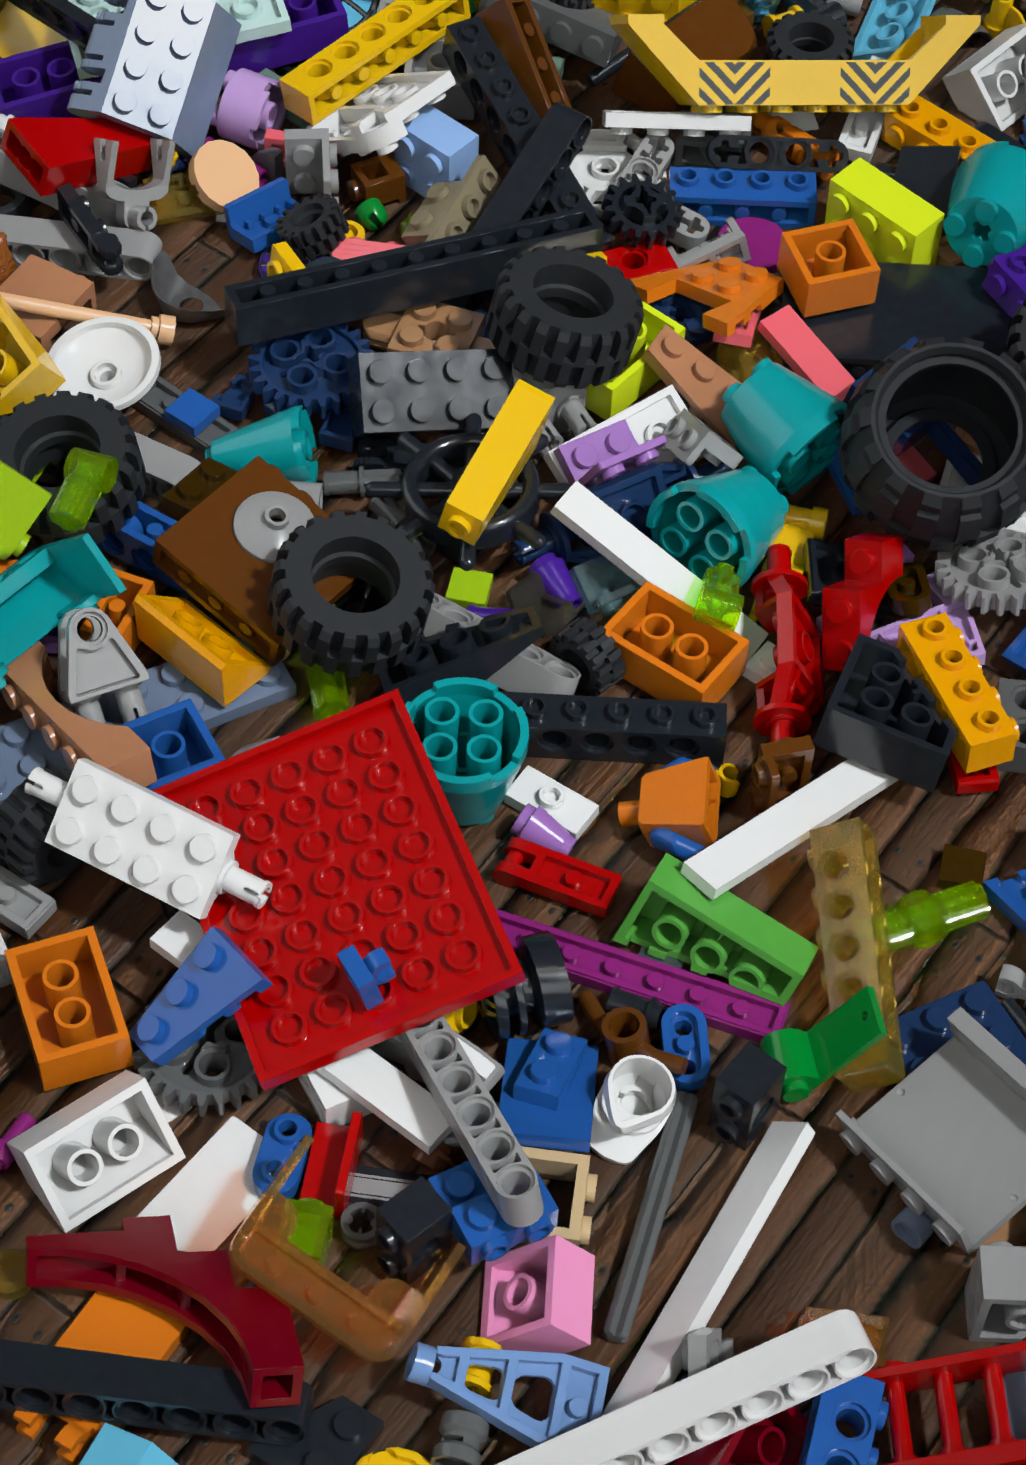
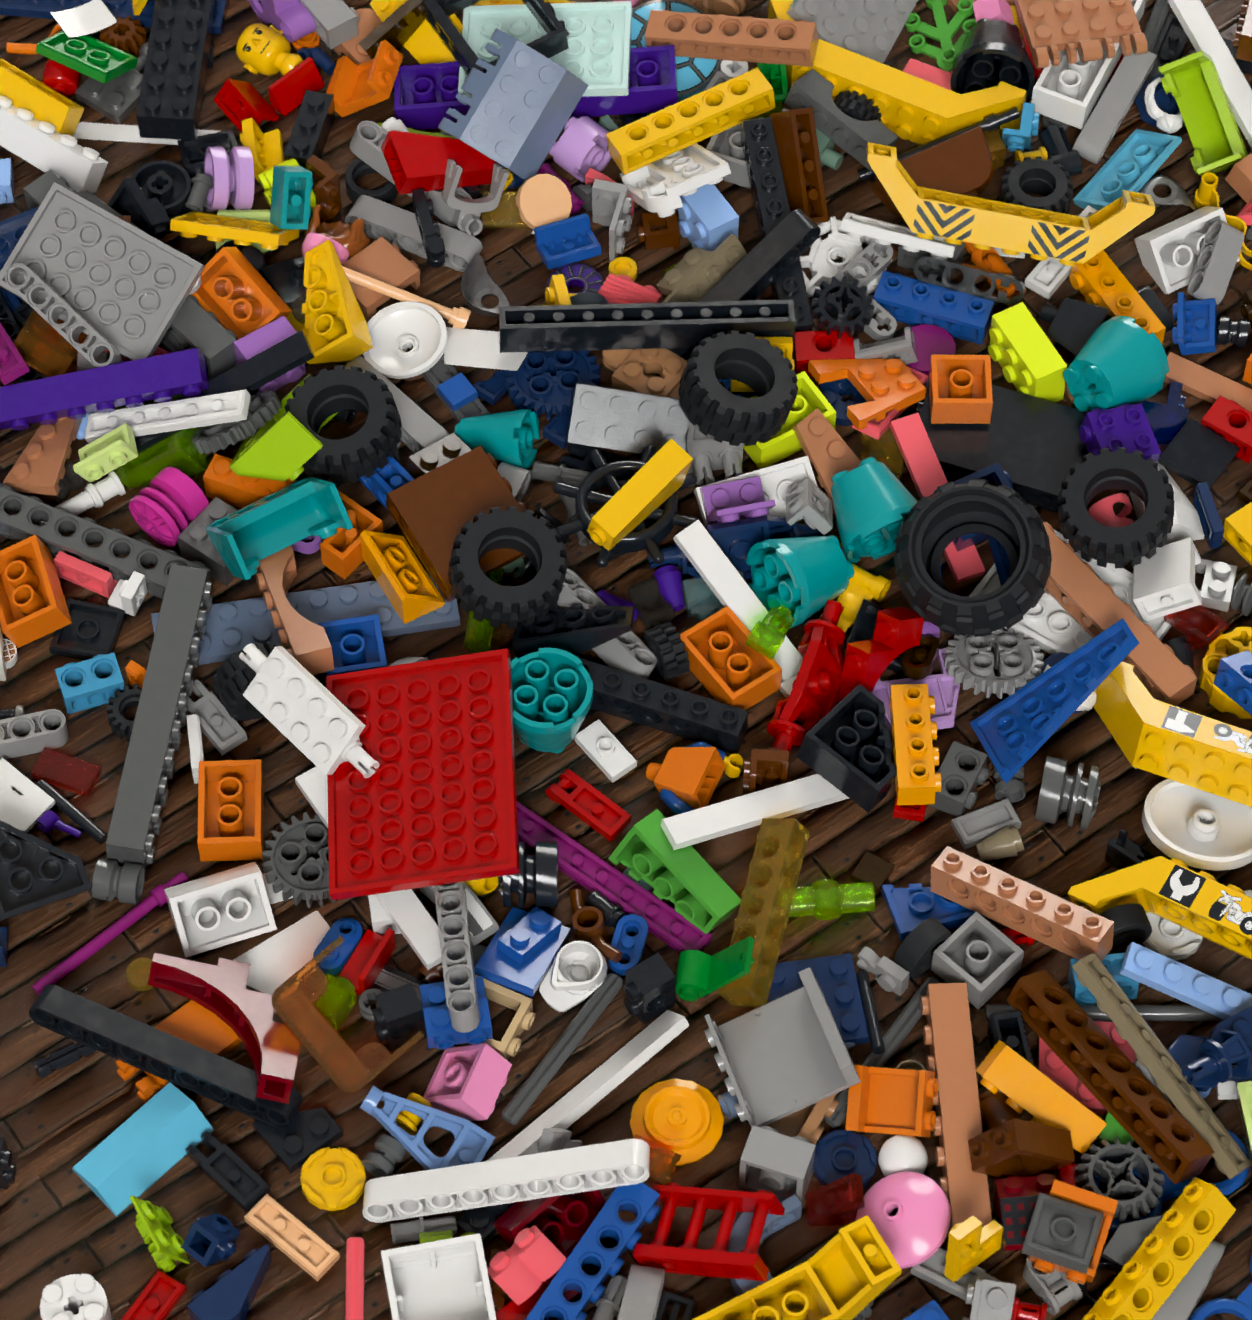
camera: 20 degrees right, 5 degrees up
(85, 479) = (348, 439): clear neon green piece -> none
(98, 667) = (320, 578): light grey piece -> none
(199, 993) = (311, 824): blue wing -> none
(209, 355) = (479, 350): none -> white sticker
(261, 535) = (461, 507): light grey dish -> none
(313, 226) = (593, 261): black tyre -> none
(367, 973) = (416, 841): blue tile -> none
(371, 213) = (647, 255): green hinge -> none
(469, 587) = (608, 578): lime tile -> none
(542, 829) = (590, 769): medium lavender cone -> none
(846, 1264) = (679, 1118): none -> light orange piece

